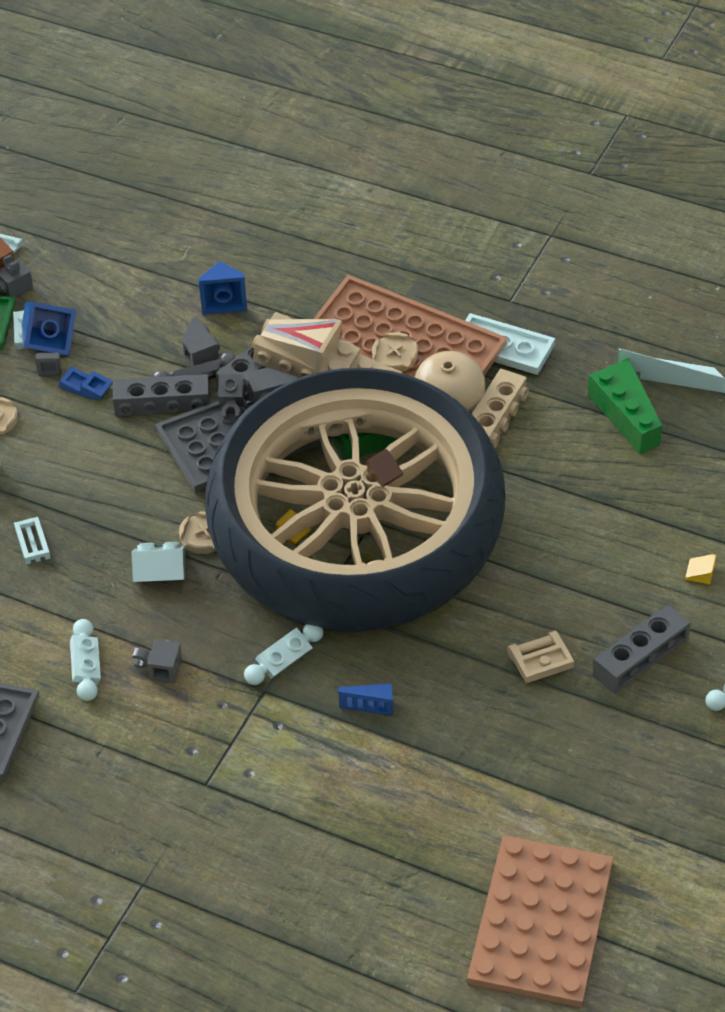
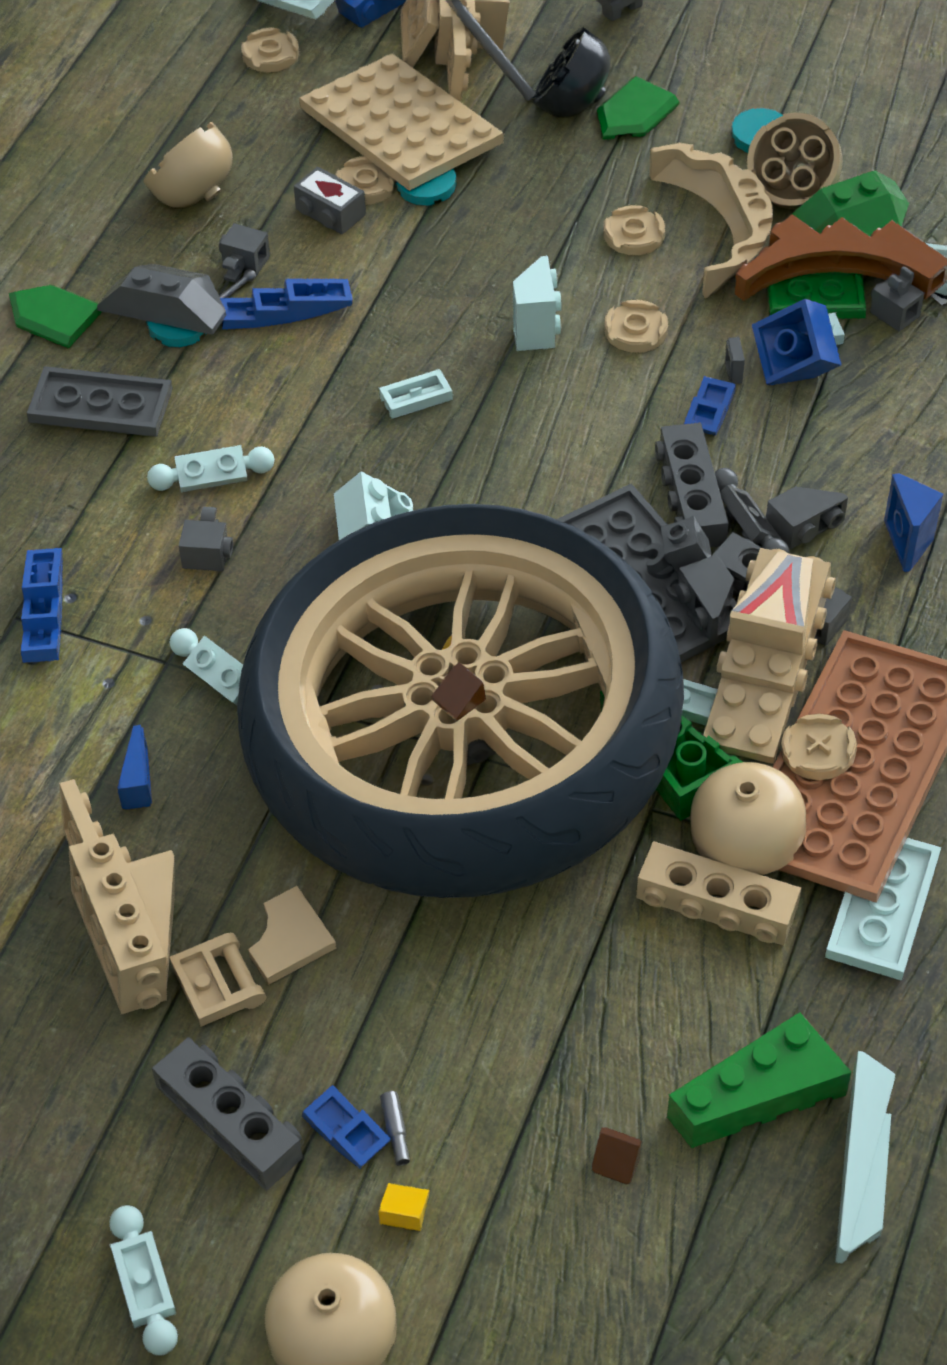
camera: 85 degrees right, 5 degrees up
(194, 762) = (42, 605): none -> blue slope
(493, 683) = (121, 903): none -> tan wedge
(507, 619) = (291, 938): none -> tan tile
(647, 572) = (395, 1126): none -> flat silver pin
(649, 596) = (345, 1128): none -> blue slope
(669, 471) = (616, 1155): none -> reddish brown slope

